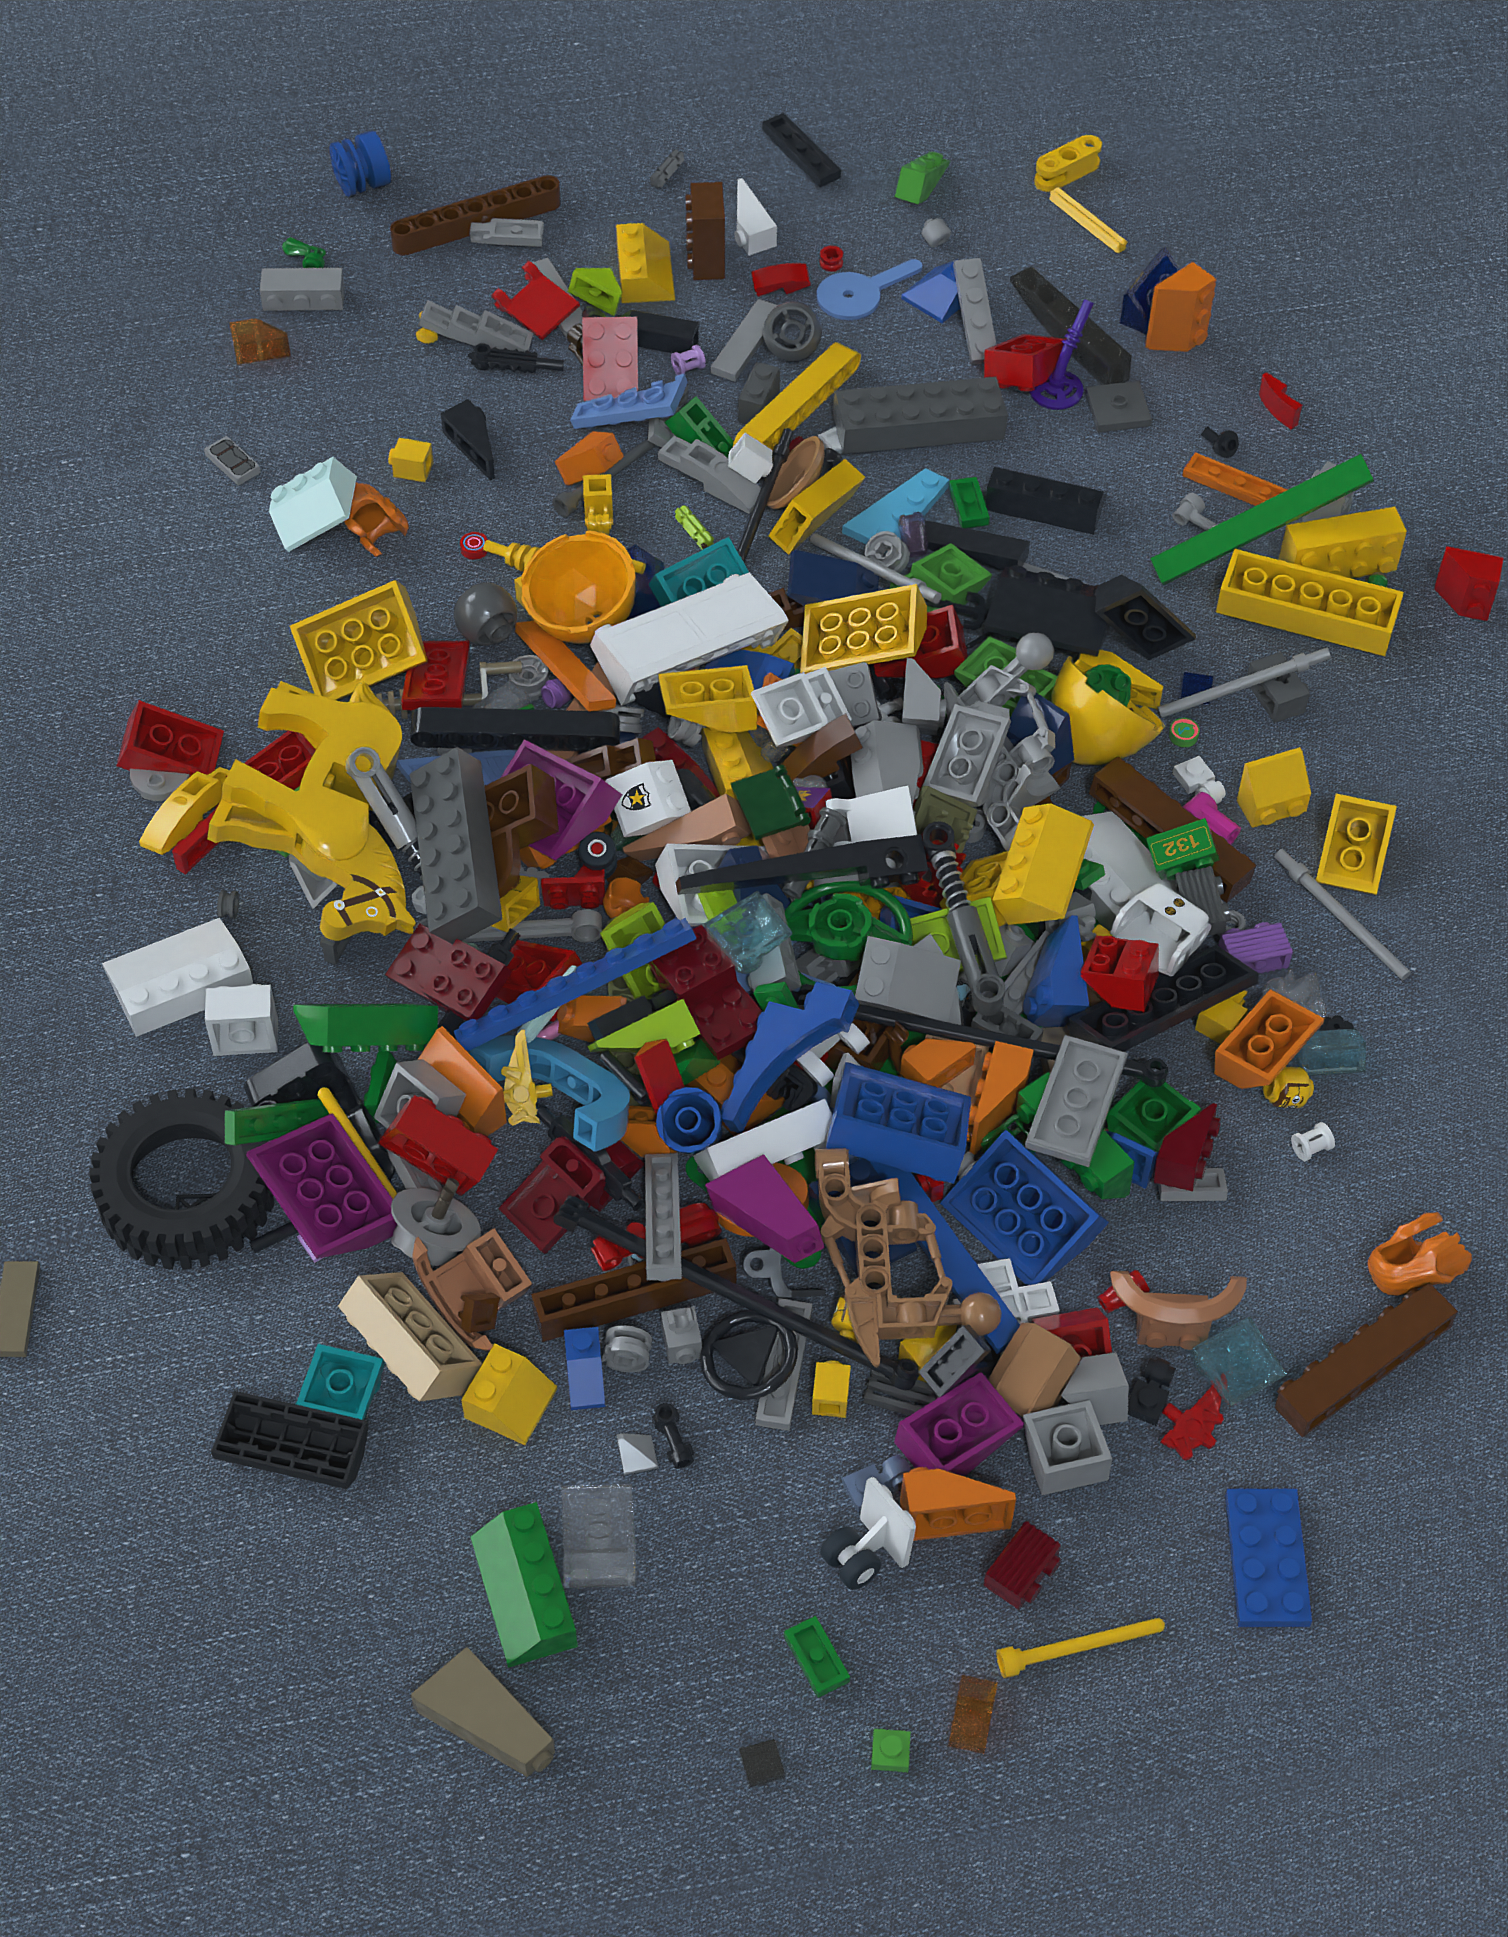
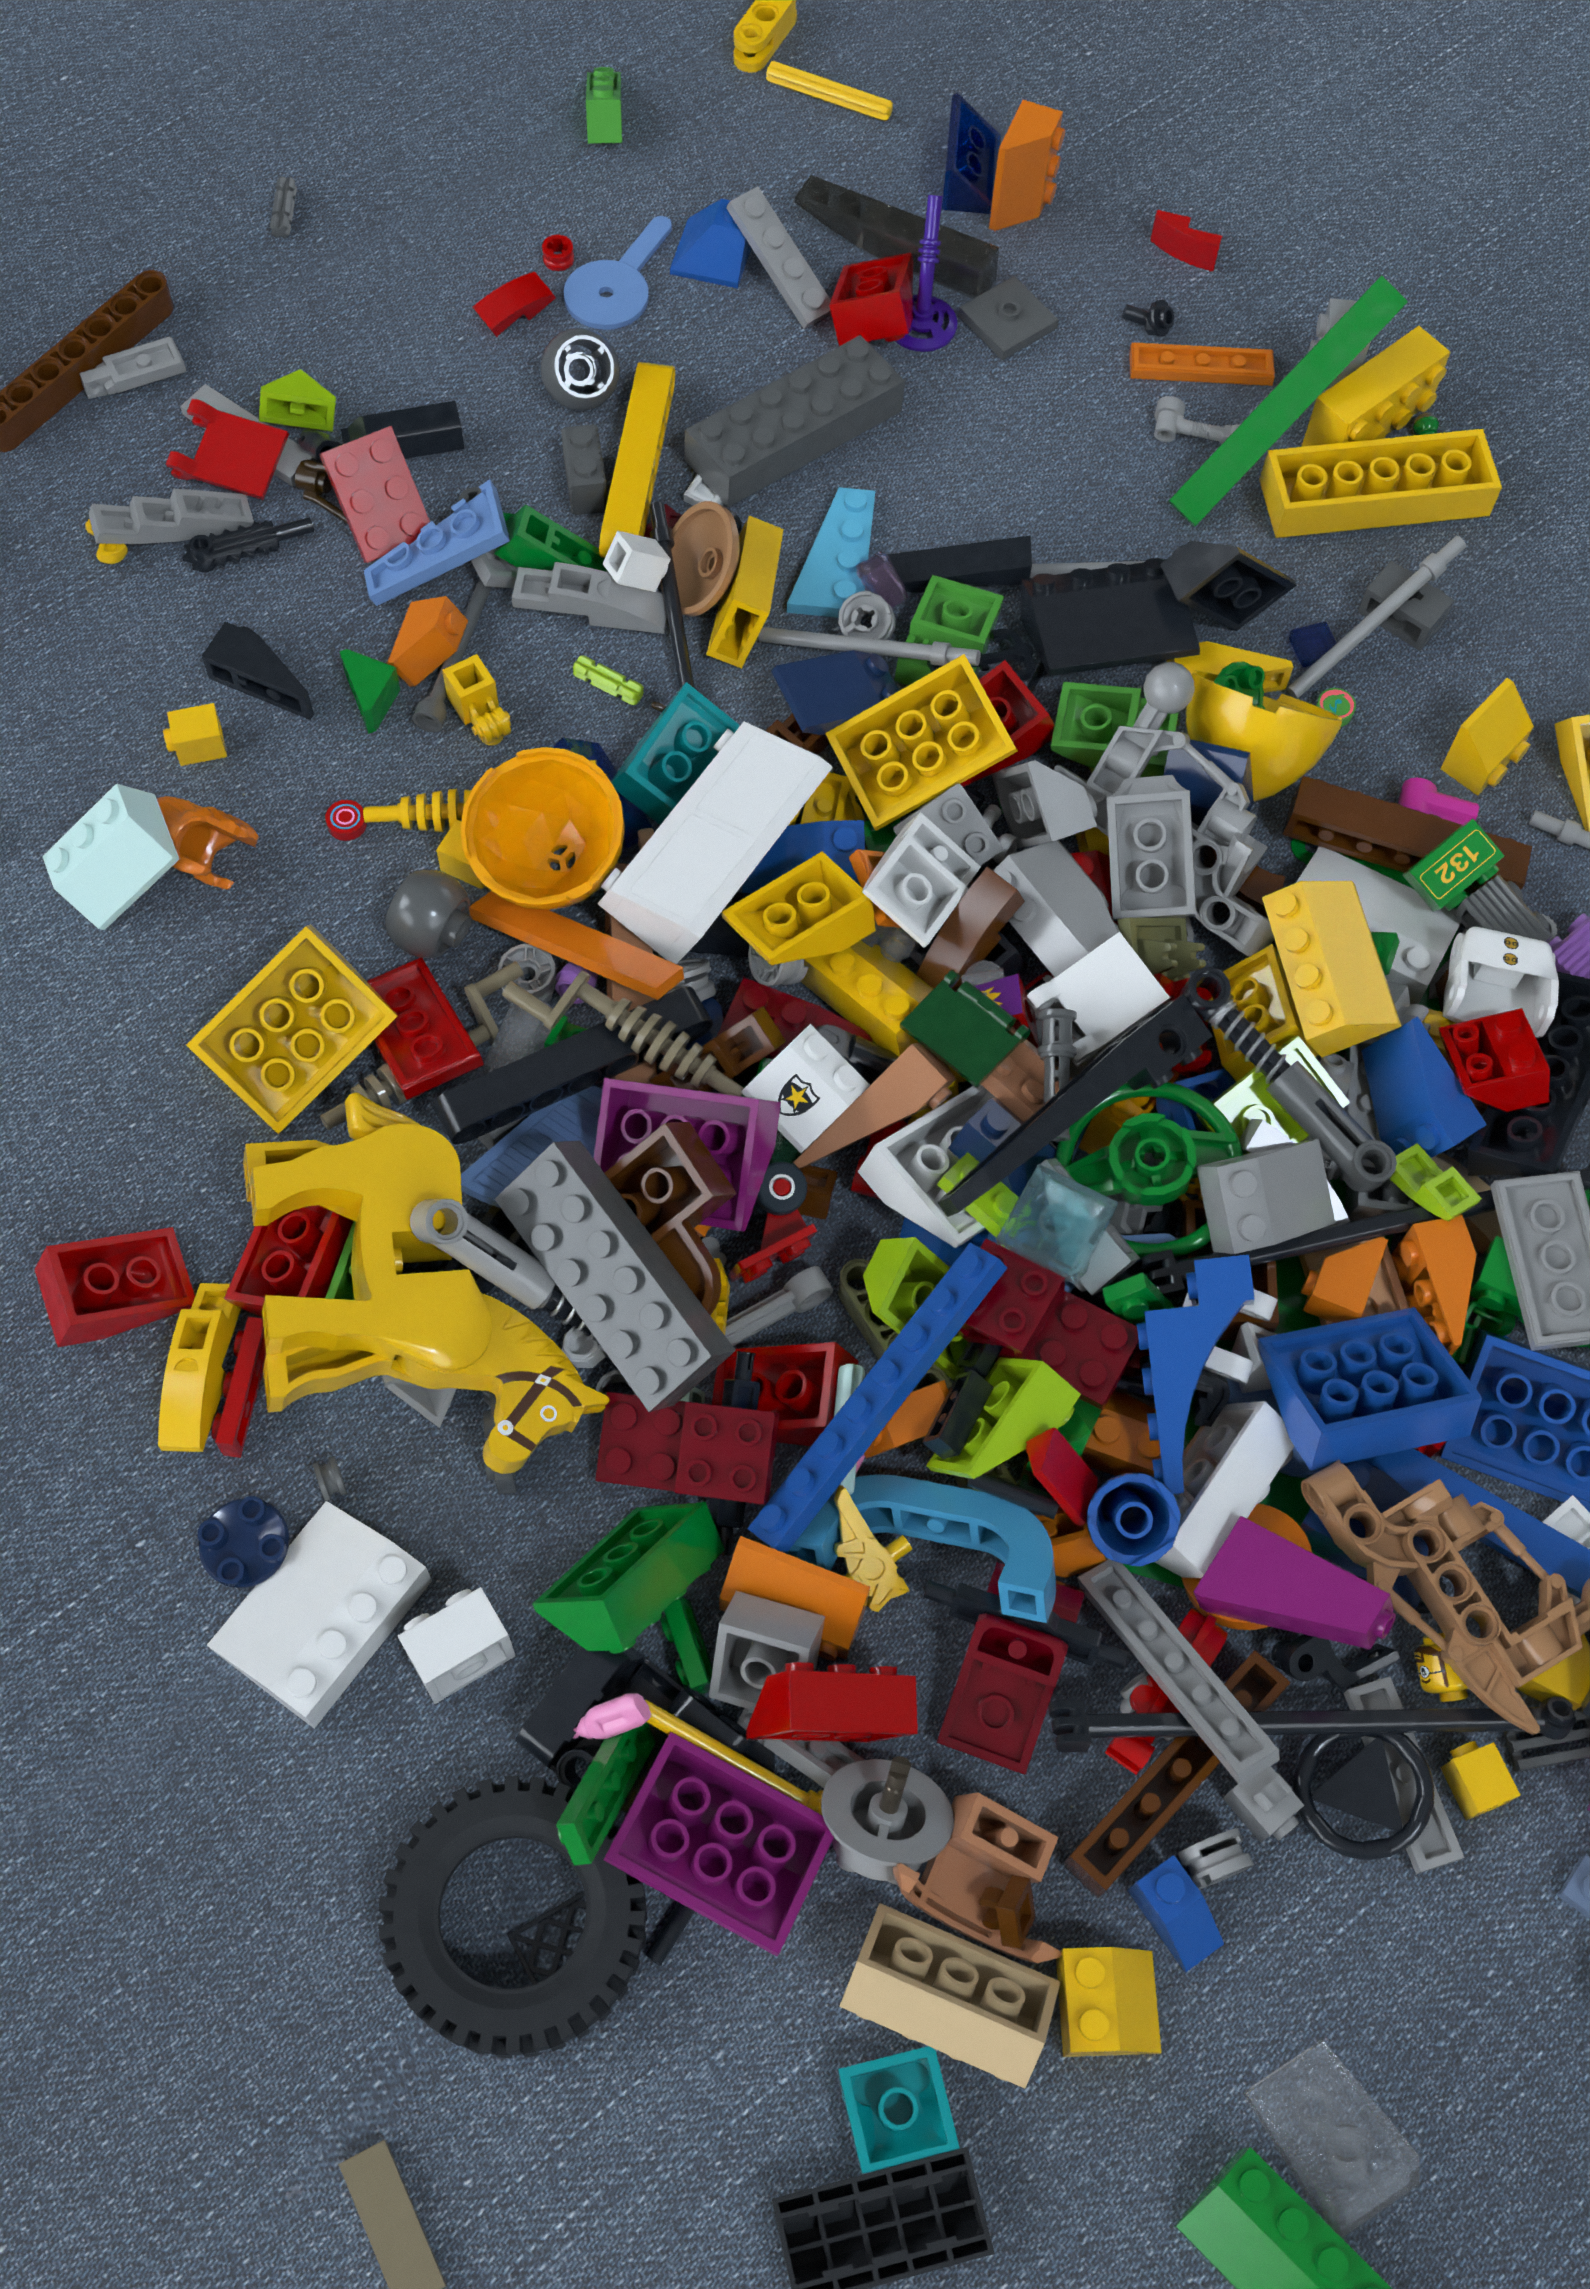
camera: 30 degrees left, 10 degrees up
(156, 784) = (127, 1346): light grey plate -> none
(157, 917) = (243, 1542): none -> dark blue dish
(303, 1089) = (614, 1717): none -> bright pink piece
(538, 474) = (372, 685): none -> green slope
(565, 723) = (632, 1024): none -> dark tan piece
(621, 896) = (840, 1234): orange hair -> none
(636, 1453) = (1303, 1993): light grey slope -> none
(643, 264) = (332, 347): yellow slope -> none
(665, 1422) = (1316, 1927): black bar -> none
(697, 360) = (467, 457): lavender bush -> none
(707, 230) = (398, 273): reddish brown brick -> none
(743, 342) = (519, 401): light grey tile -> none
(754, 225) = (438, 243): white slope -> none
(801, 149) = (436, 121): black plate -> none
(896, 1039) = (1289, 1275): reddish brown piece -> none
(935, 232) = (663, 171): light grey piece -> none
(969, 502) = (916, 512): green plate -> none
(1025, 1023) = (1437, 1191): none -> lime slope
(1044, 500) = (1002, 471): black slope -> none
(1197, 778) = (1383, 758): white plate -> none
(1469, 581) = (1536, 386): red slope -> none

